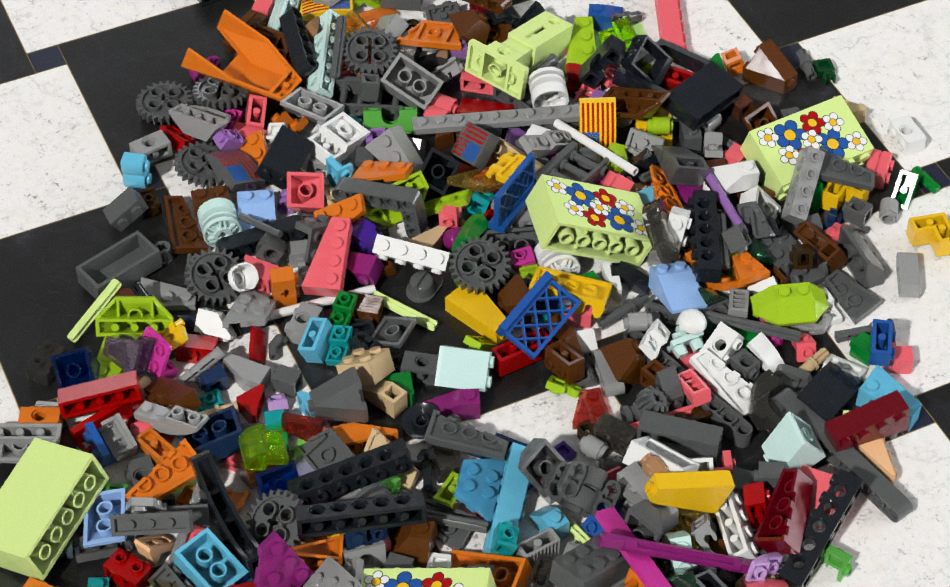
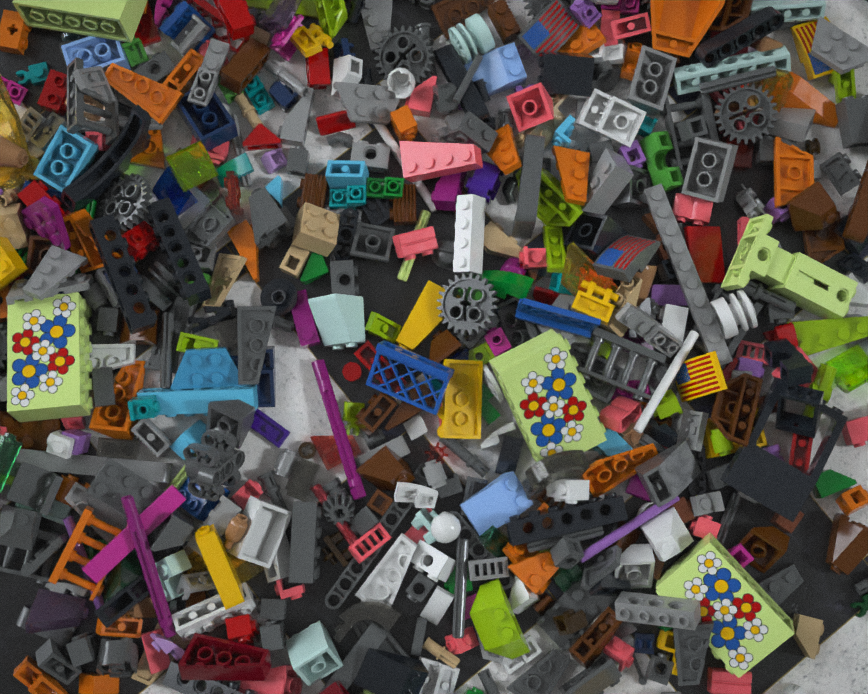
camera: 70 degrees right, 35 degrees up
(319, 371) = (314, 190): none -> reddish brown brick
(405, 299) = (415, 242): none -> coral brick
(516, 381) = (352, 372): none -> red tile
(571, 395) = (338, 429): none -> magenta piece
(615, 329) = (440, 450): none -> clear red gear

